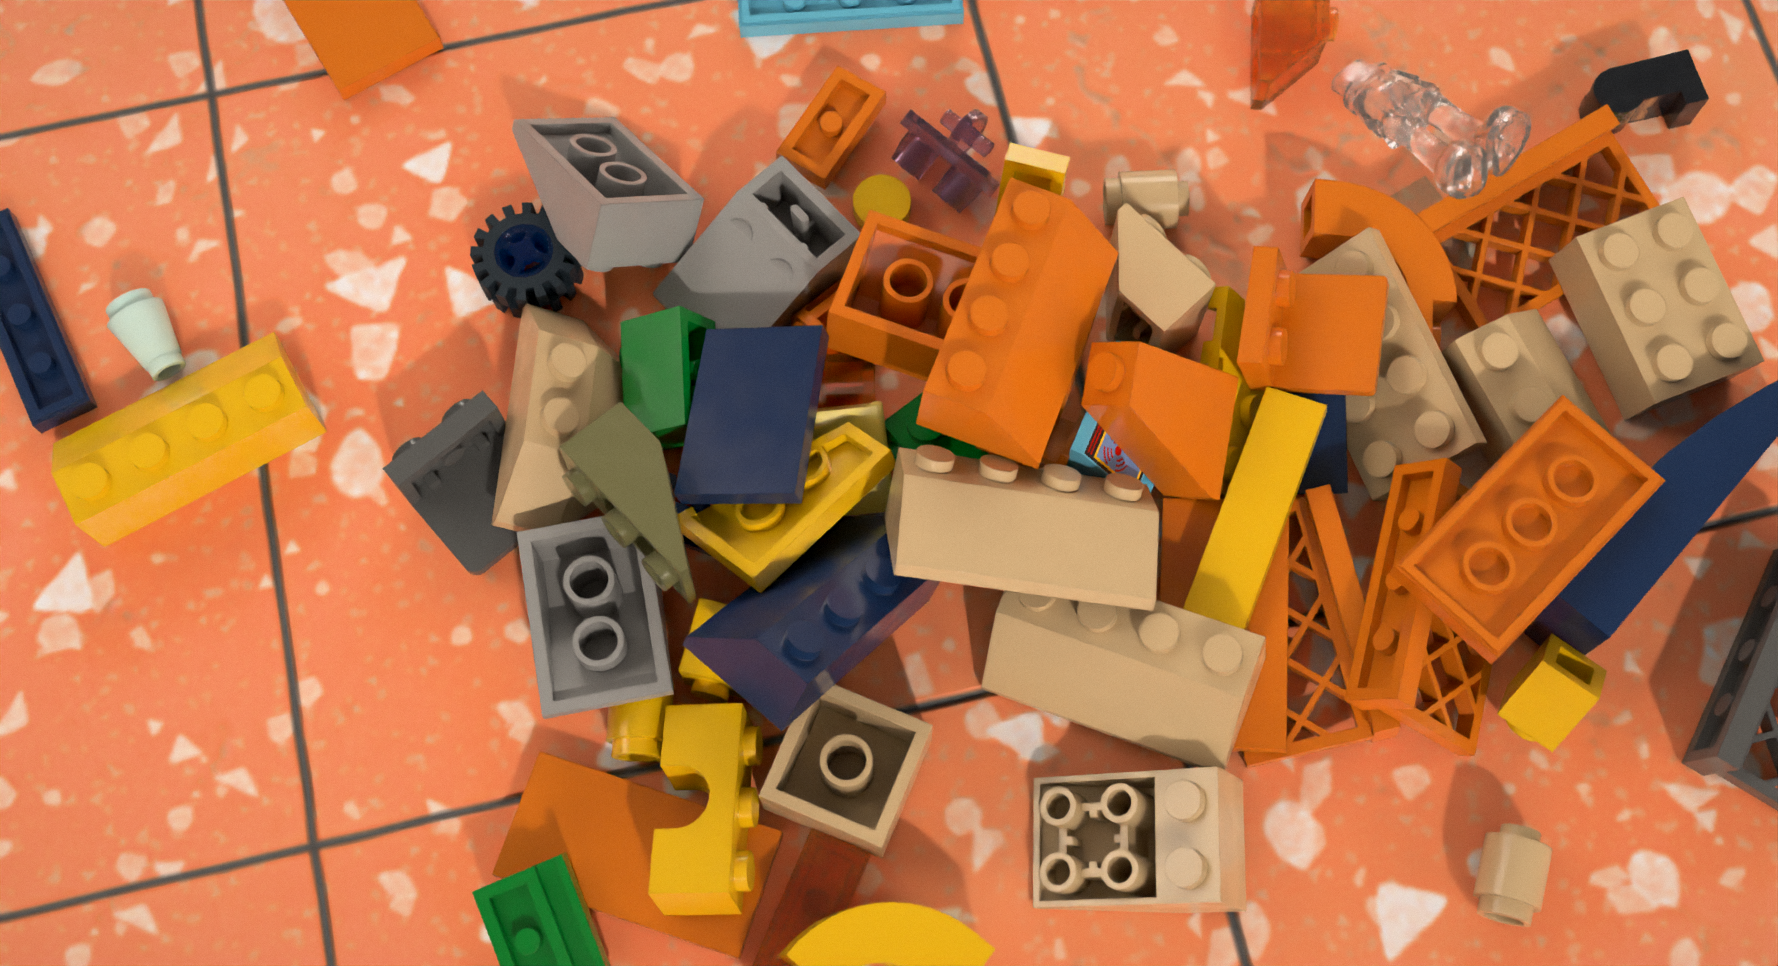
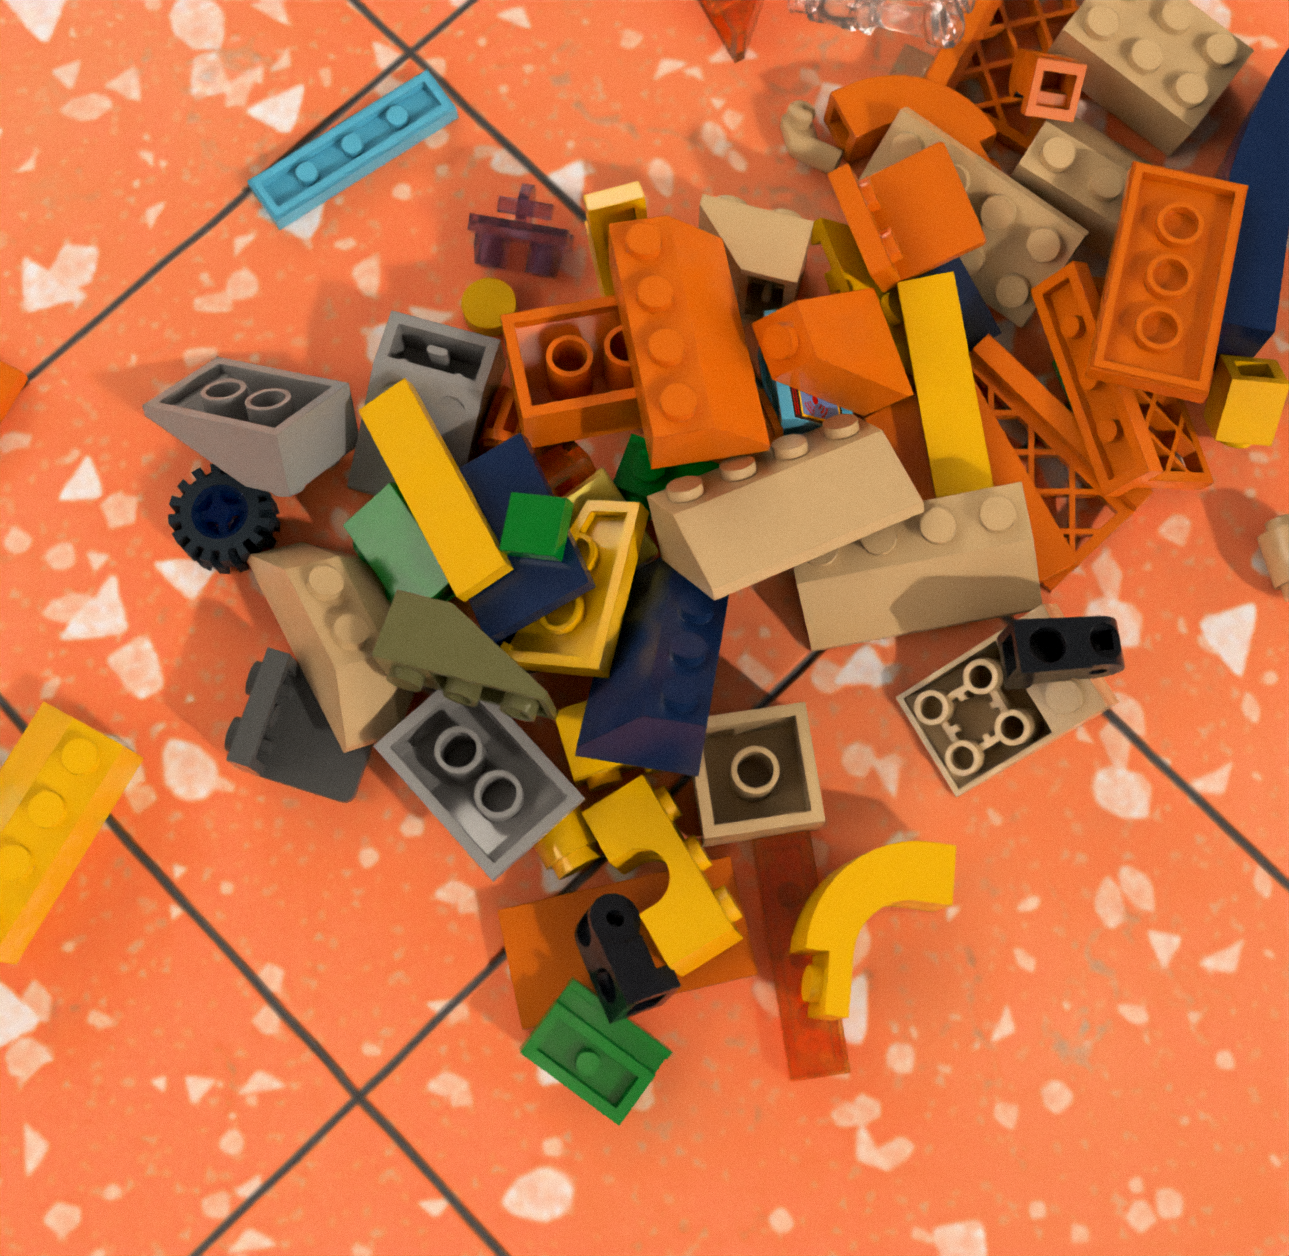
camera: 30 degrees left, 5 degrees up
(613, 862) = (620, 959): none -> black leg
(715, 336) = (435, 490): none -> yellow tile
(779, 416) = (536, 526): none -> green tile
(832, 126) = (408, 262): orange plate -> none
(1149, 193) = (705, 173): tan brick -> none
(1203, 818) = (1059, 650): none -> black leg
(1269, 210) = (802, 139): none -> tan arm
(1530, 282) = (1047, 84): none -> orange leg

